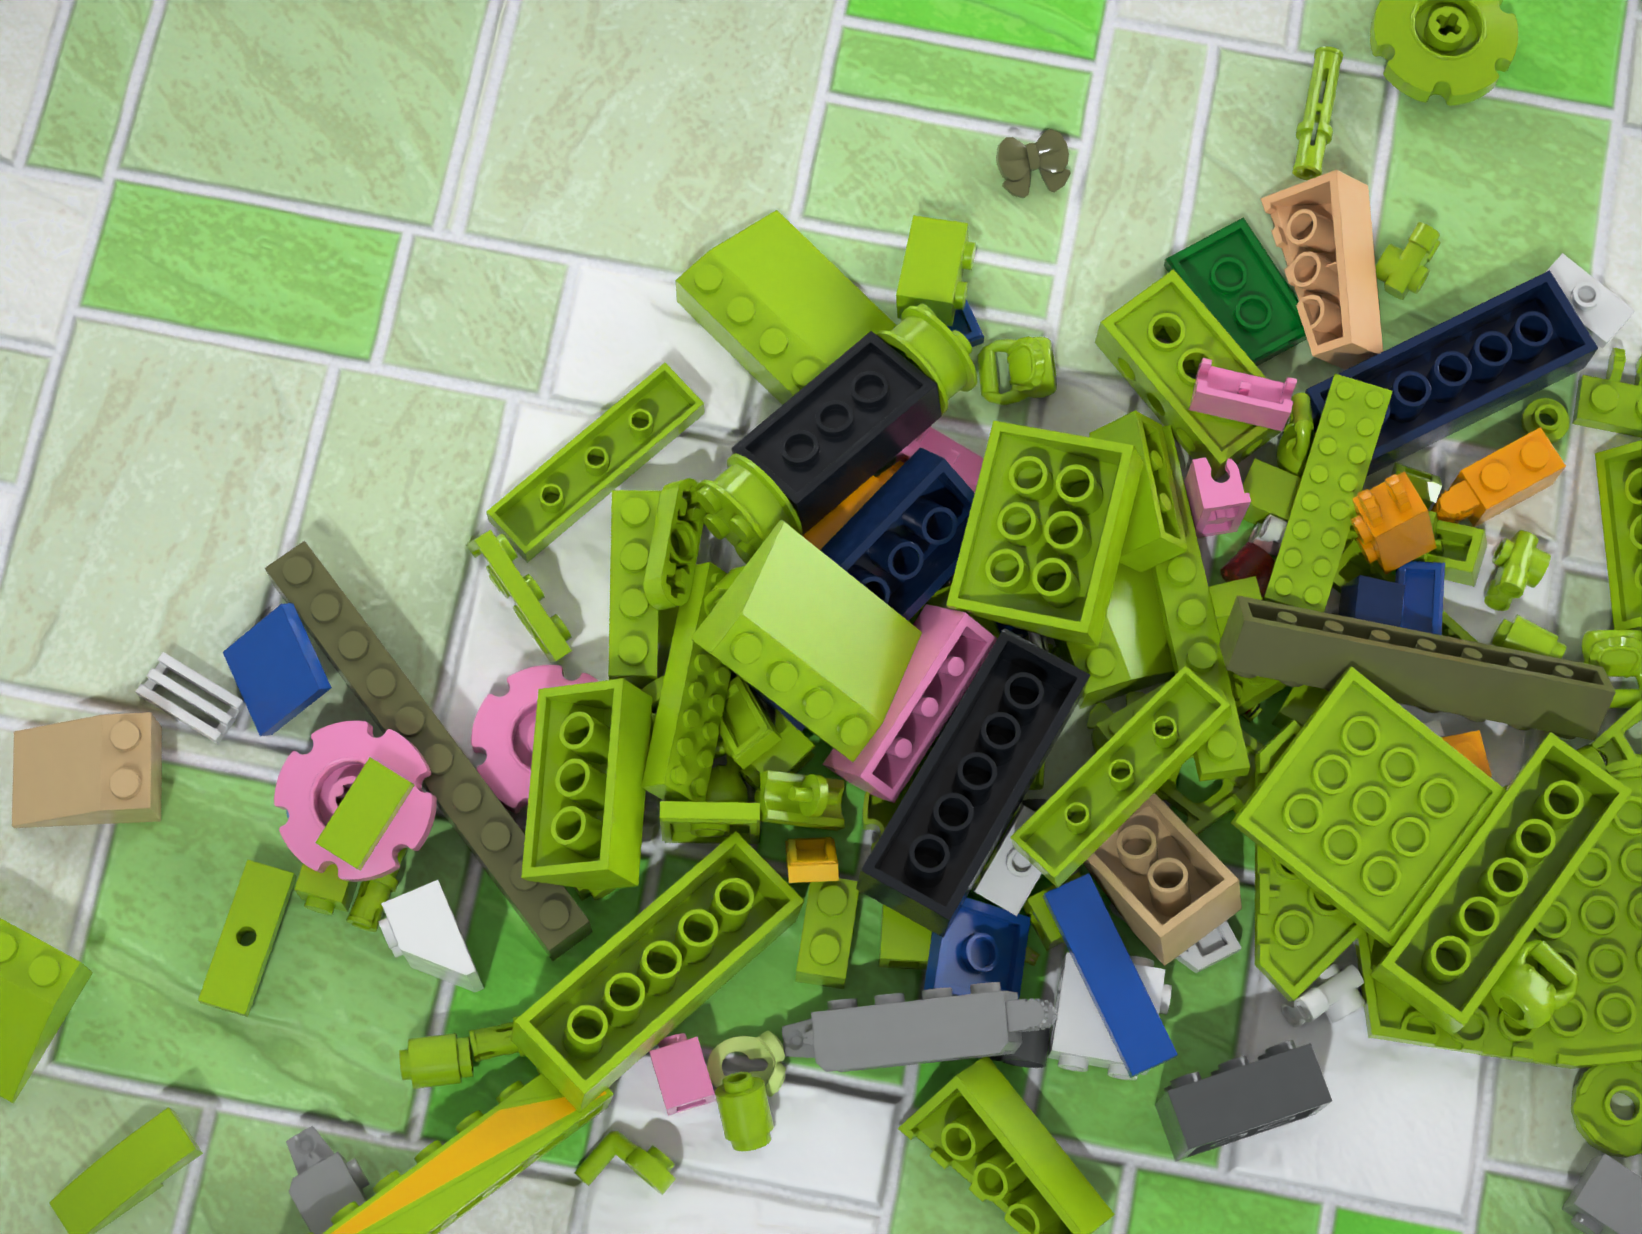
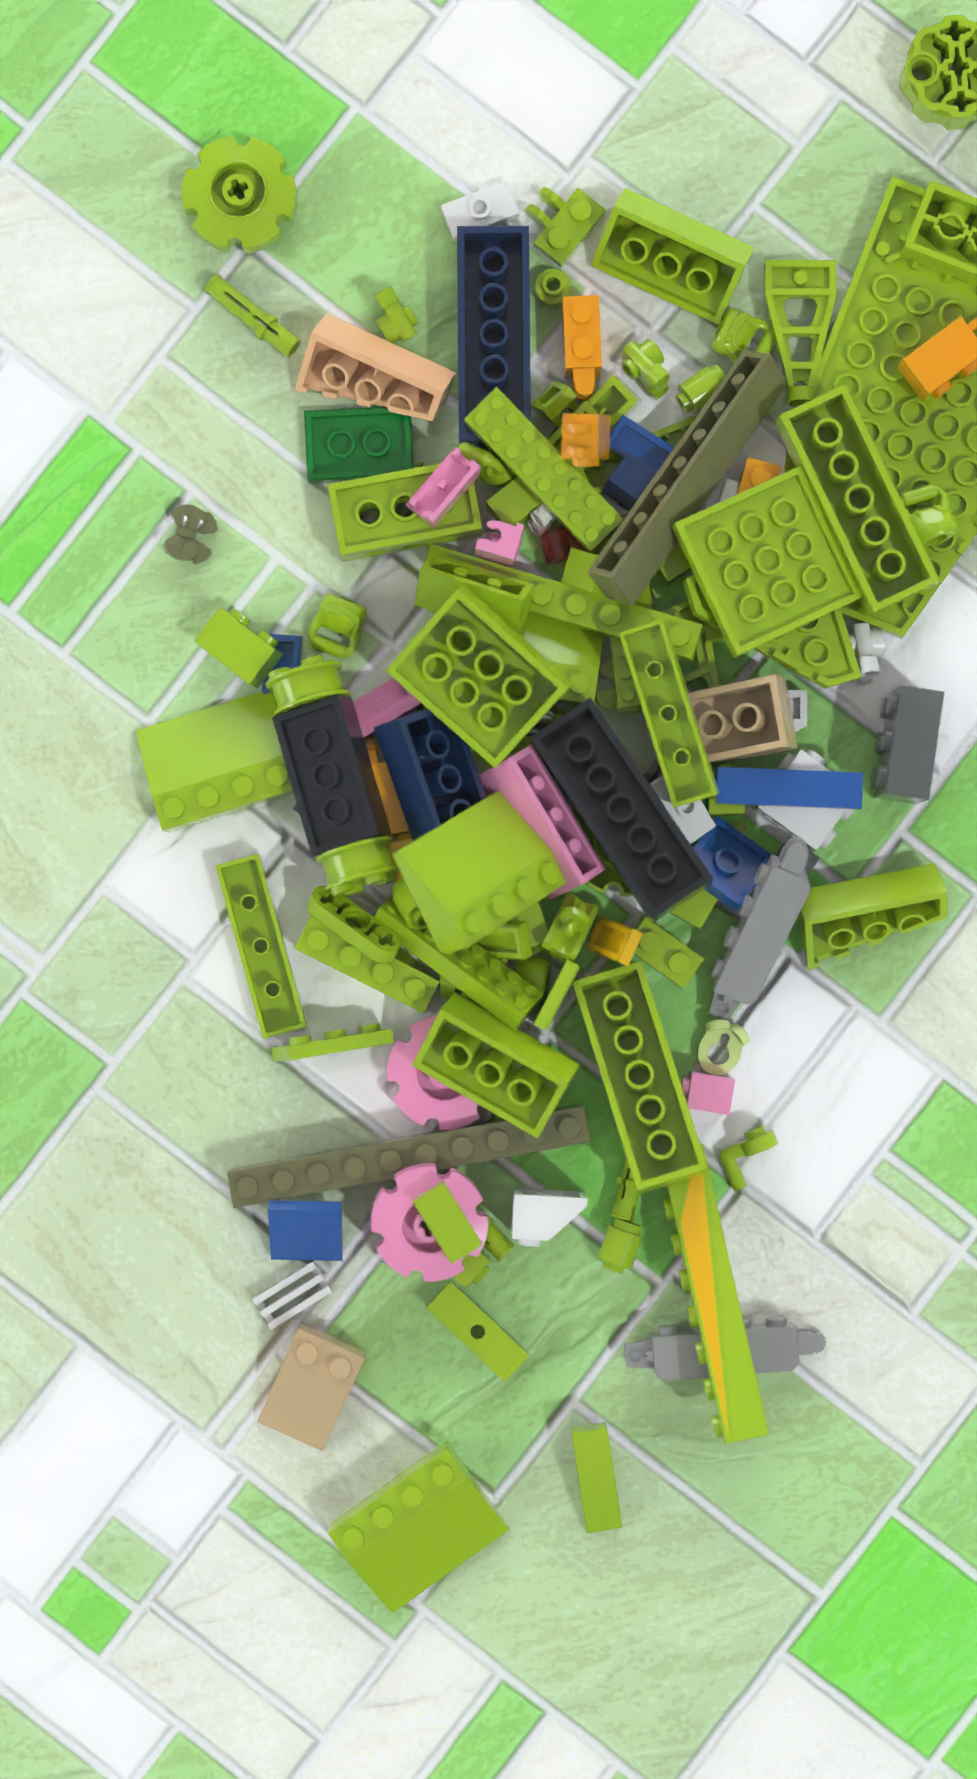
camera: 65 degrees left, 15 degrees up
(744, 1111) = (753, 1064): lime brick -> none

